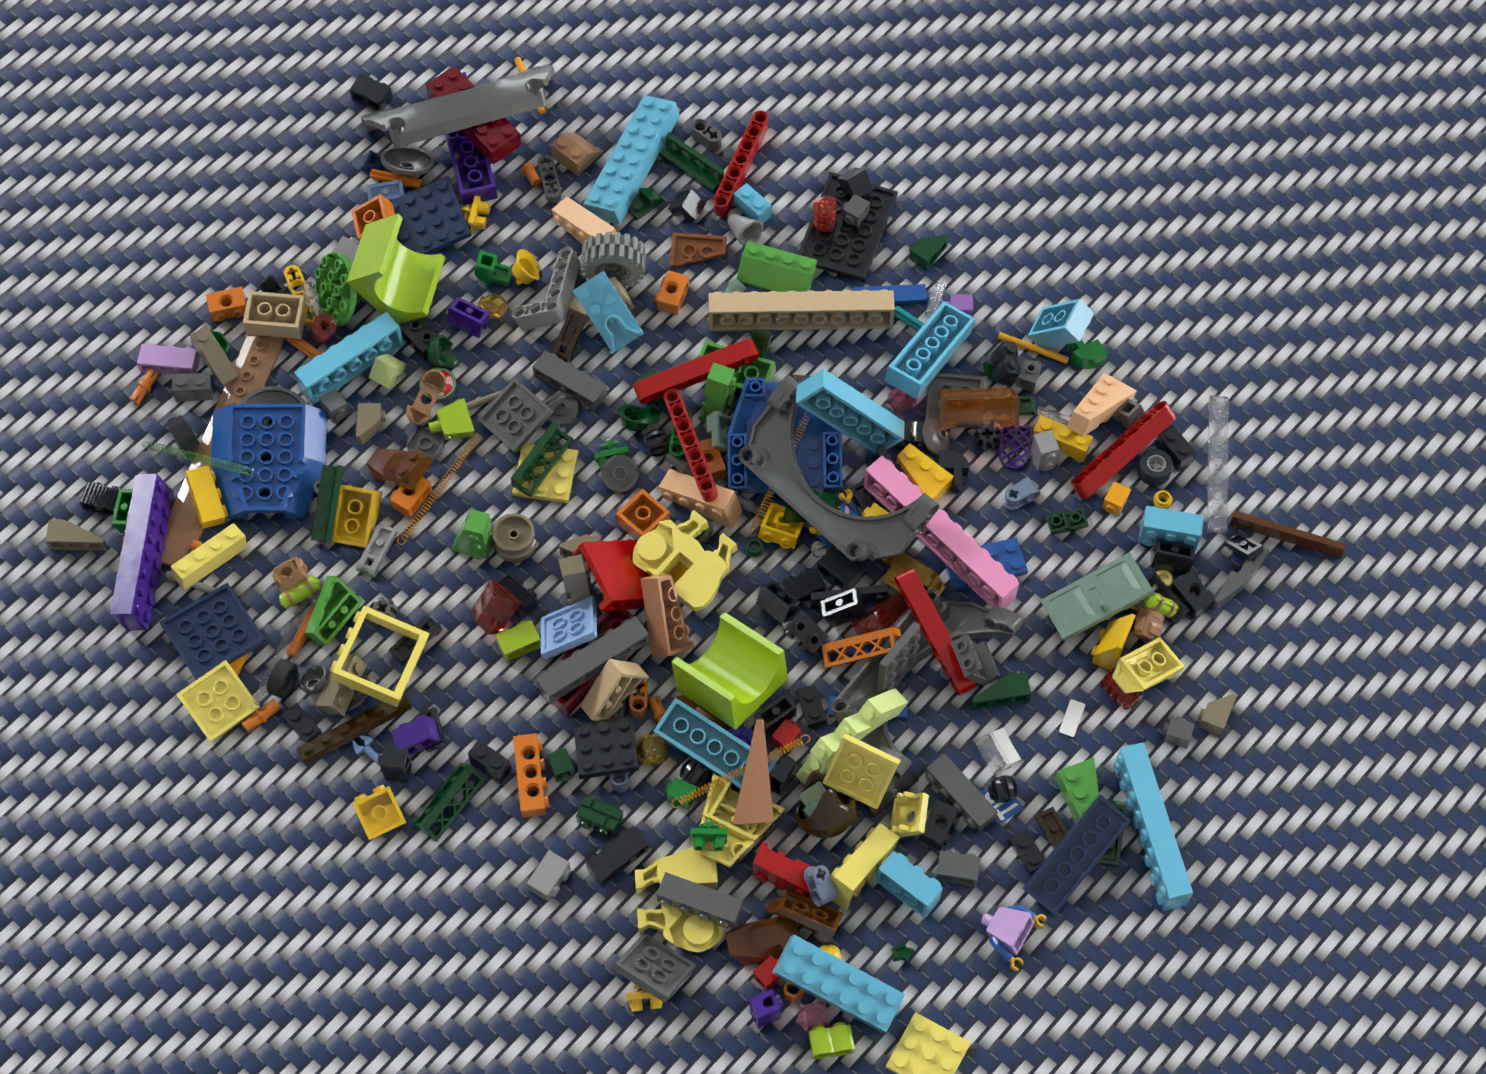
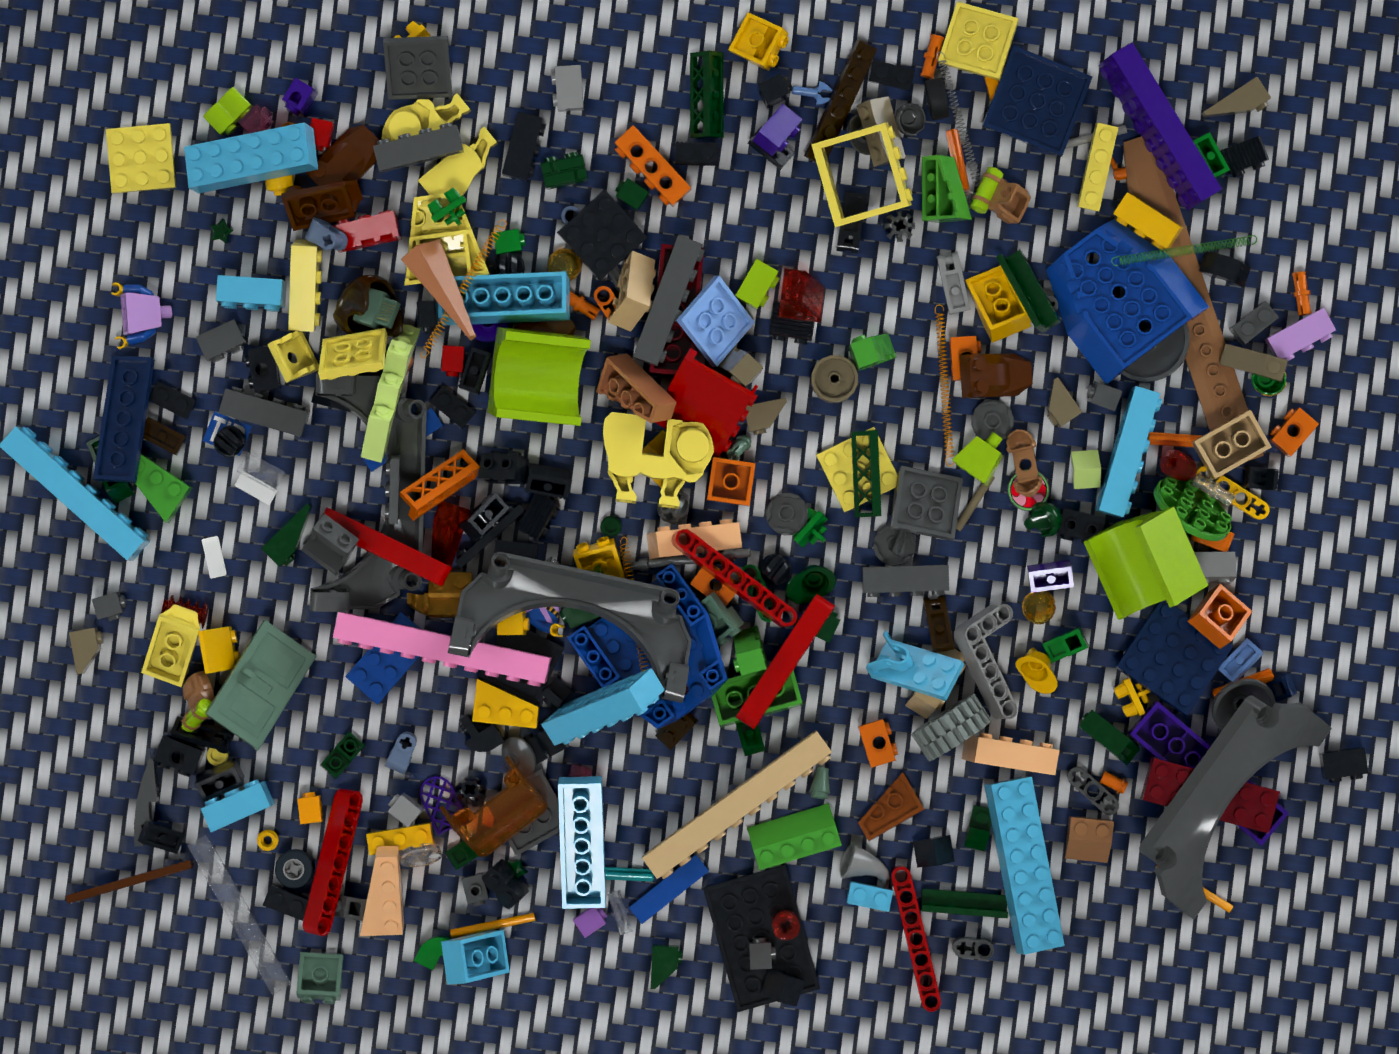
camera: 150 degrees right, 25 degrees up
(511, 199) = (1109, 737): none -> dark green slope
(622, 535) = (742, 443): none -> sand green pin
(1184, 386) = (320, 977): none -> sand green plate

